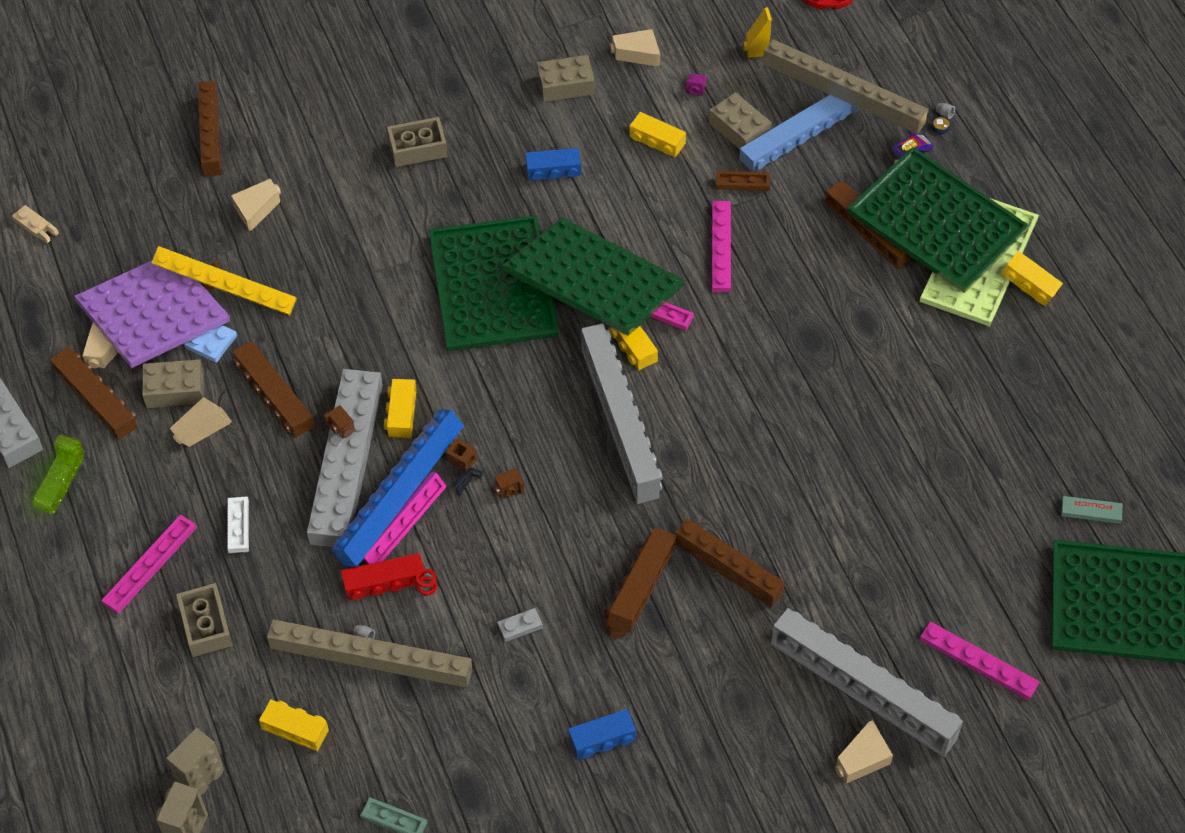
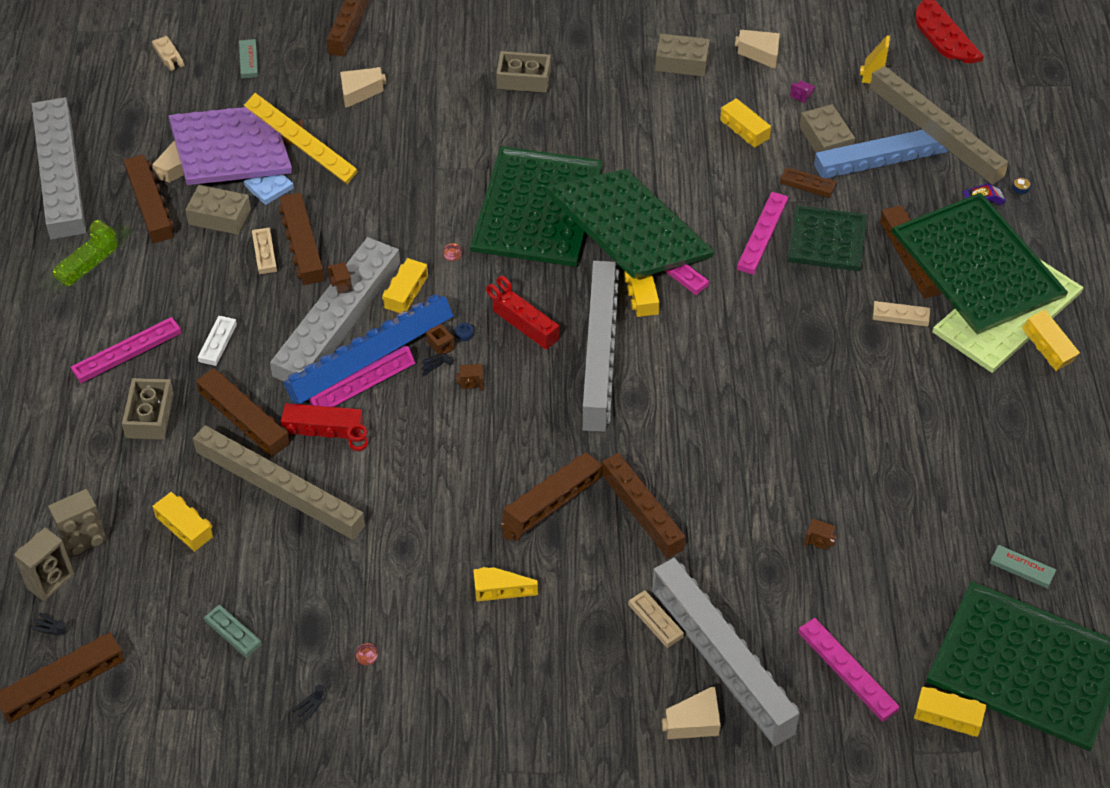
camera: 20 degrees right, 5 degrees down
(123, 206) = (248, 58): none -> sand green tile
(199, 422) = (225, 247): tan slope -> none
(240, 413) = (264, 251): none -> tan plate
(300, 592) = (243, 412): none -> reddish brown brick
(364, 631) = (283, 462): light grey hose -> none
(430, 357) = (452, 252): none -> tile
(479, 438) = (464, 331): none -> dark blue tile
(520, 625) = (425, 500): light grey plate -> none
(531, 403) = (523, 315): none -> red hinge
(533, 797) = (366, 654): none -> tile
(553, 164) = (638, 122): blue brick -> none
(602, 734) = (454, 618): blue brick -> none
(628, 686) = (500, 584): none -> yellow slope
(785, 234) = (827, 238): none -> clear green plate
(788, 671) = (656, 619): none -> tan plate
(884, 291) = (901, 313): none -> tan plate
(903, 538) = (820, 534): none -> reddish brown brick
(945, 110) = (1031, 173): light grey hose -> none
(1085, 671) = (950, 711): none -> yellow brick

